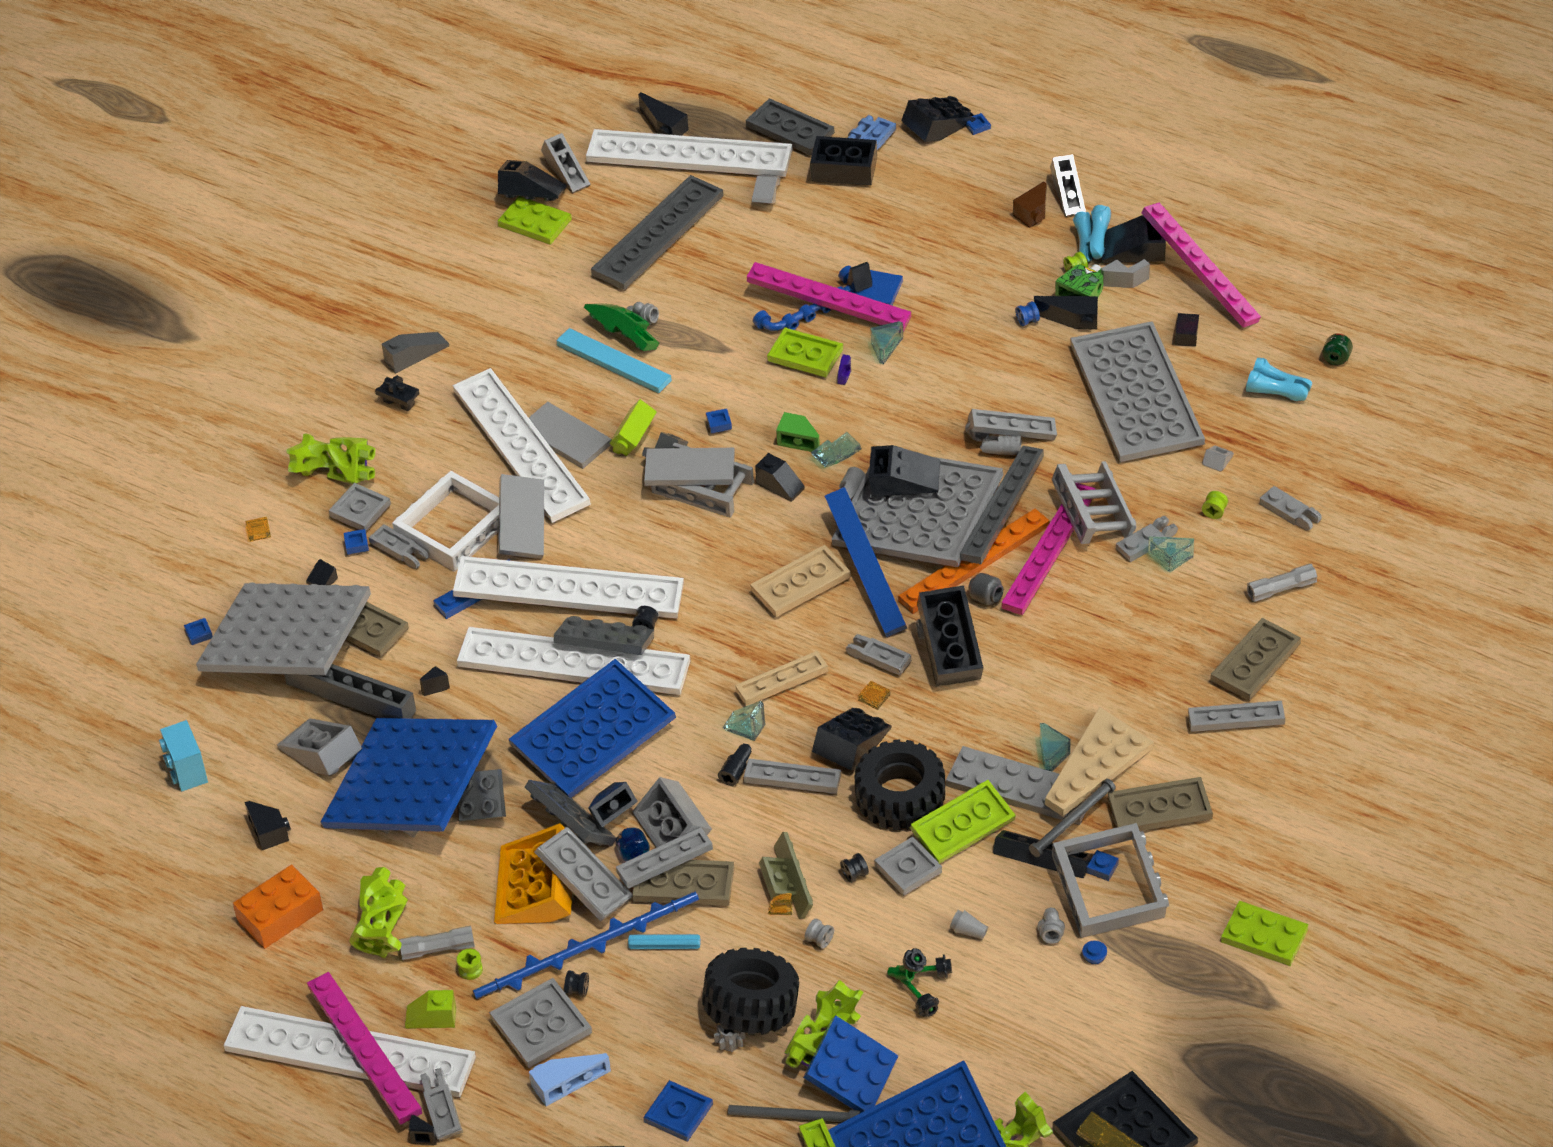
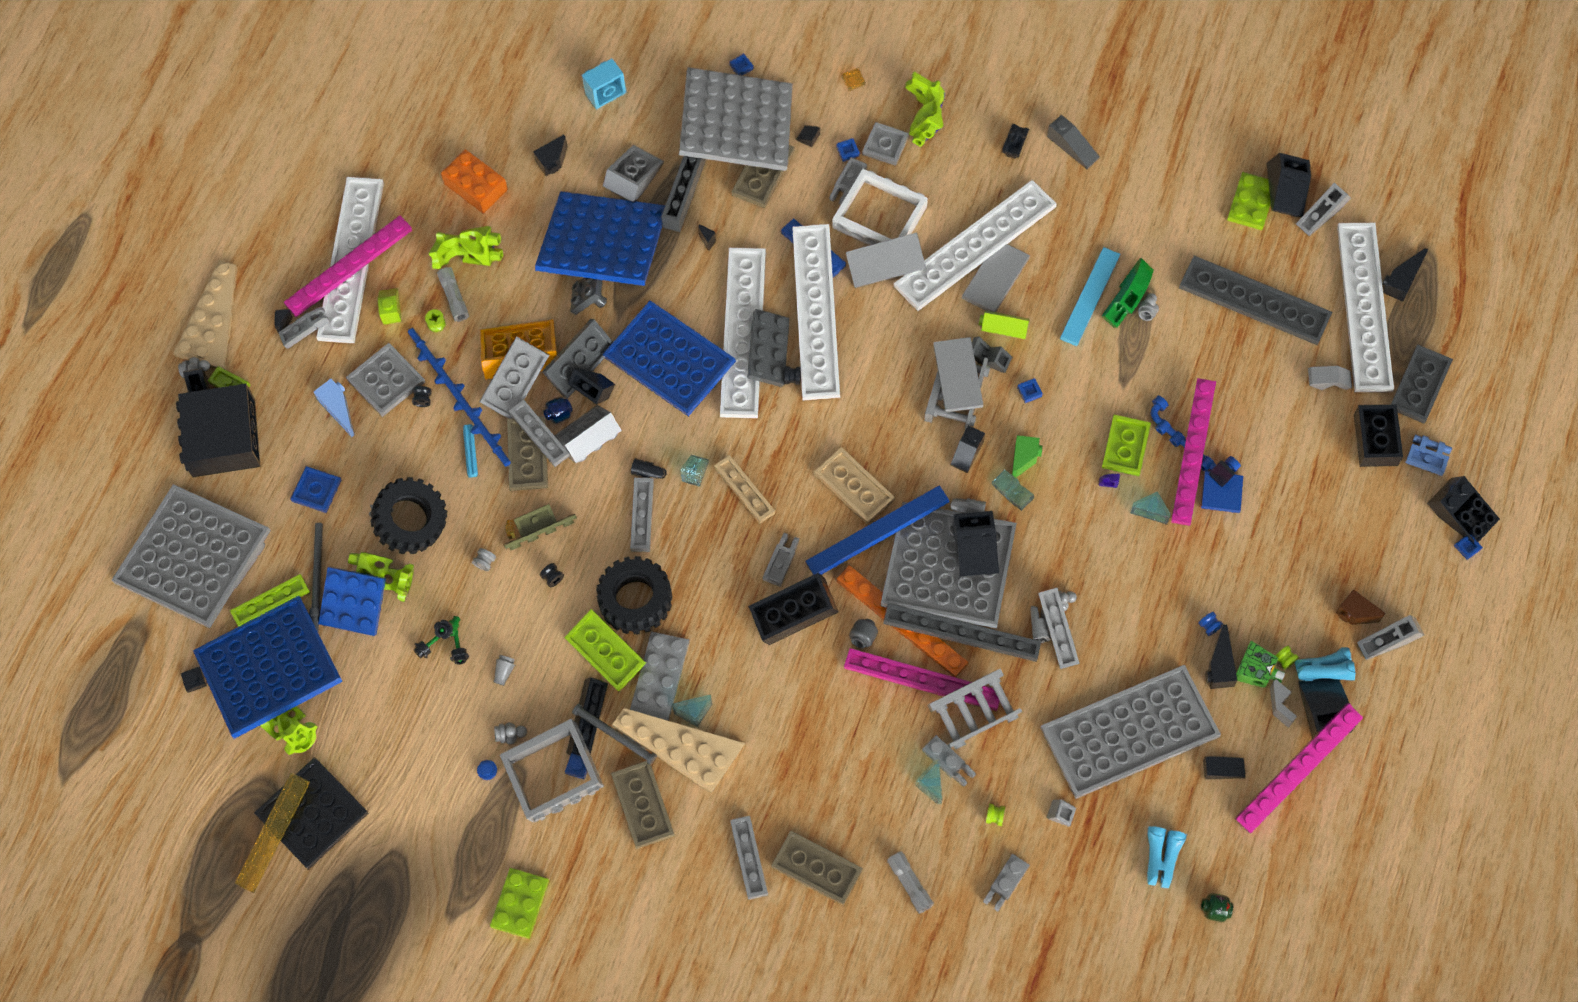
camera: 80 degrees right, 20 degrees up
(849, 737) = (688, 552): black slope -> none
(874, 695) = (739, 563): clear yellow tile -> none
(908, 866) = (558, 615): light grey plate -> none

